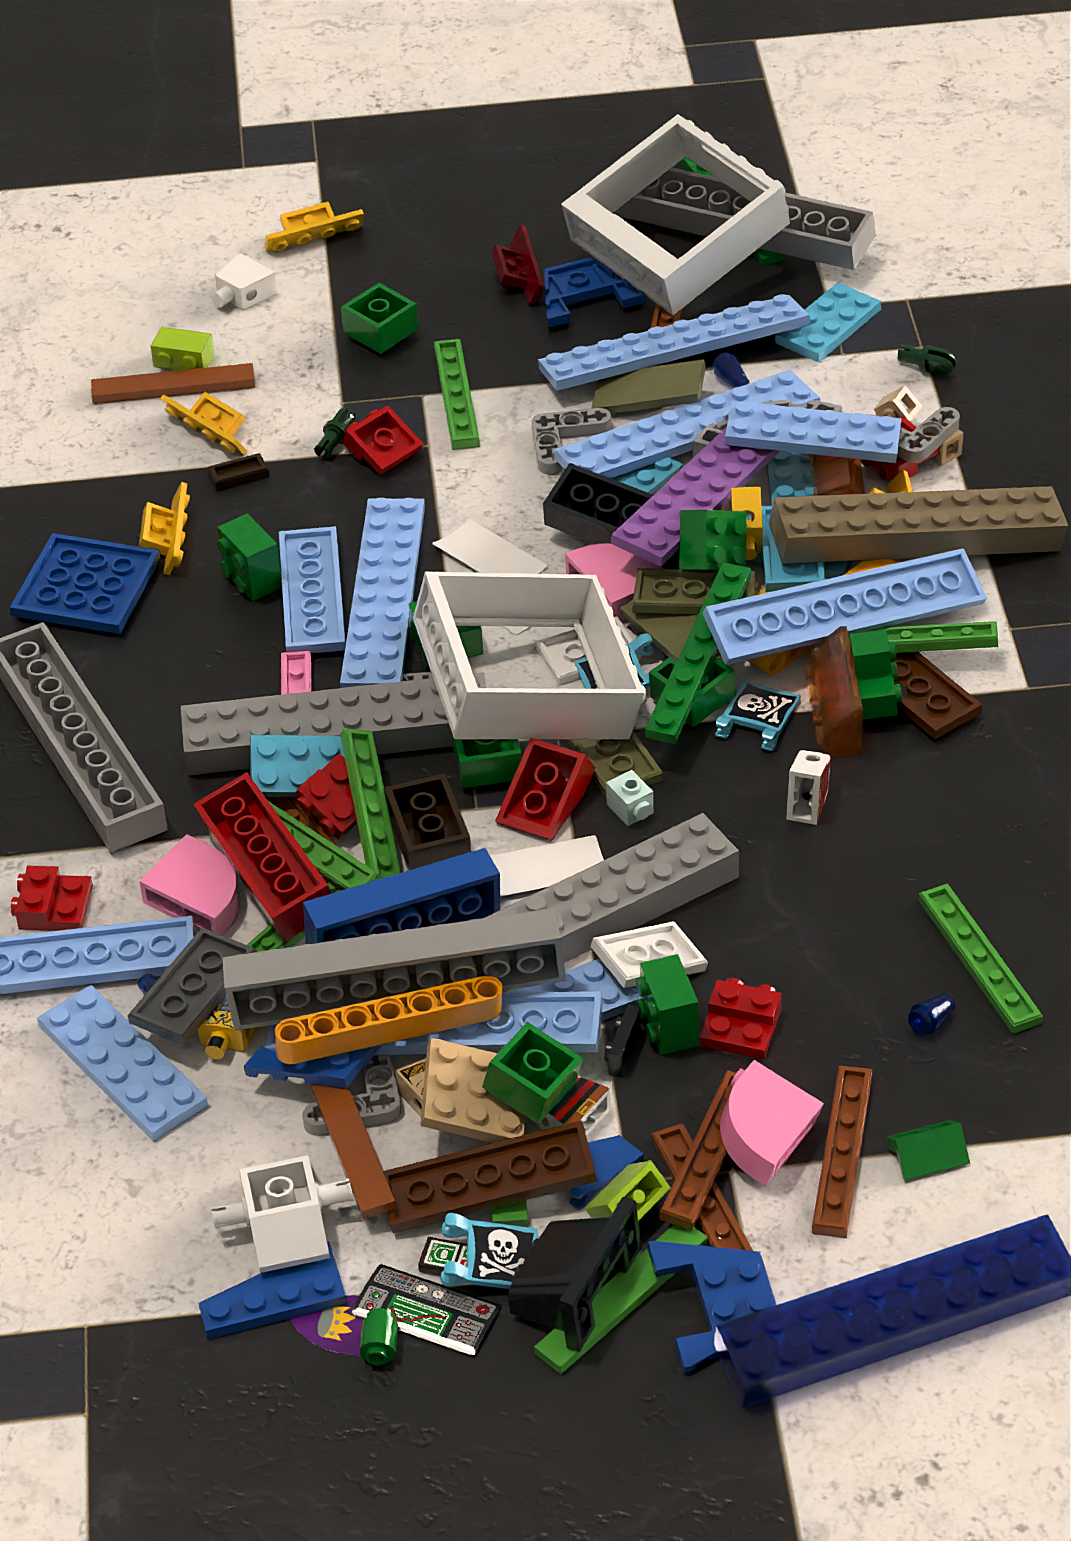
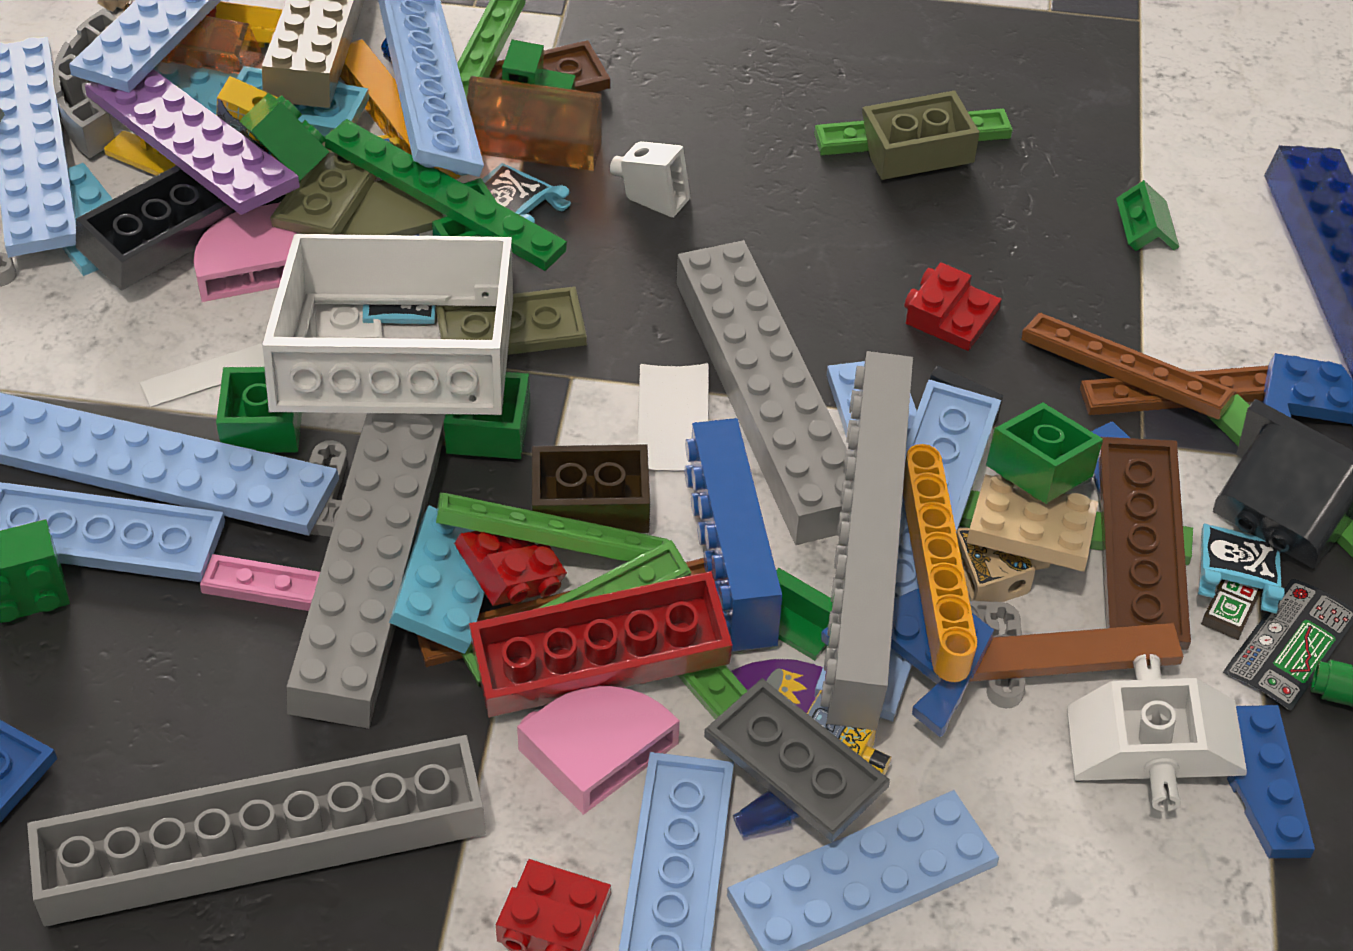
camera: 80 degrees left, 5 degrees up
(333, 1328) = (1310, 730): dark purple sticker -> none
(487, 551) = (126, 357): white sticker -> none
(545, 789) = (570, 382): red slope -> none
(627, 949) = (842, 345): white tile -> none
(629, 797) = (608, 317): light aqua brick -> none
(636, 1182) = (1199, 440): lime brick -> none
(668, 1004) = (942, 336): green brick -> none
(765, 1120) = (1114, 311): bright pink brick -> none
(842, 1152) = (1136, 278): dark orange tile -> none
(930, 1013) = (985, 176): clear blue cone -> none
(952, 948) = (920, 134): none -> olive slope

